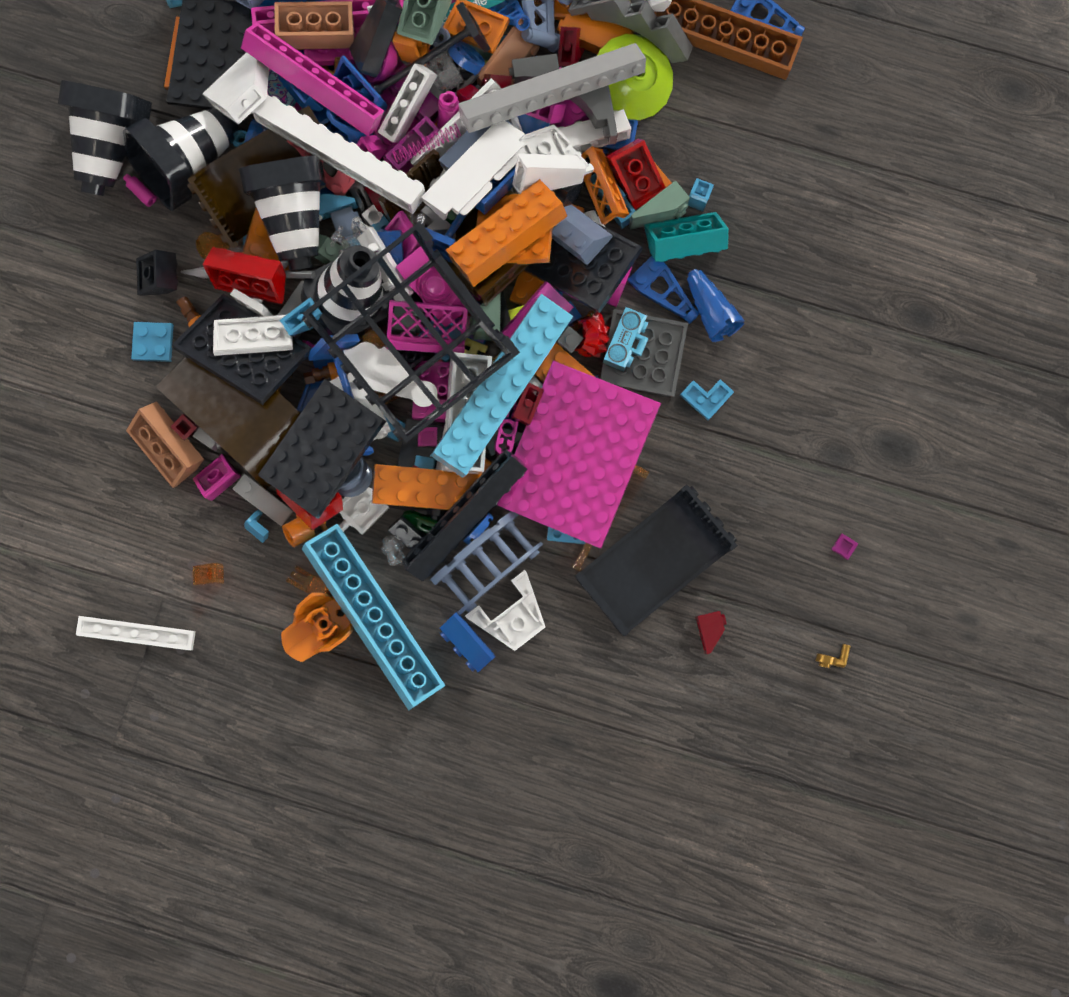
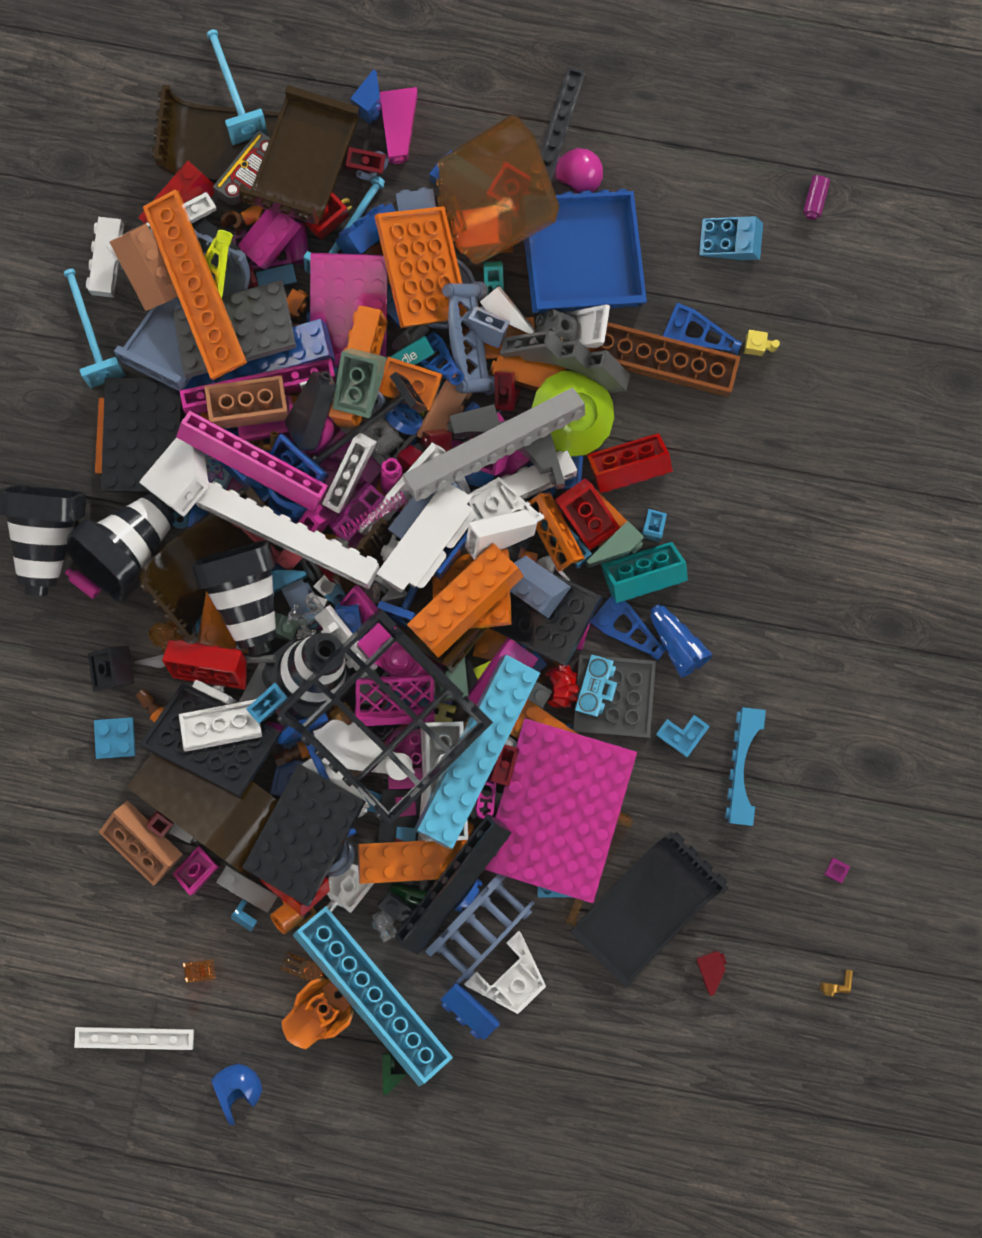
camera: 10 degrees left, 0 degrees up
(226, 688) = (234, 1083): none -> blue piece
(380, 700) = (390, 1079): none -> dark green slope
(683, 131) = (630, 463): none -> red slope
(755, 476) = (740, 809): none -> dark azure arch
(820, 28) = (757, 342): none -> light yellow brick

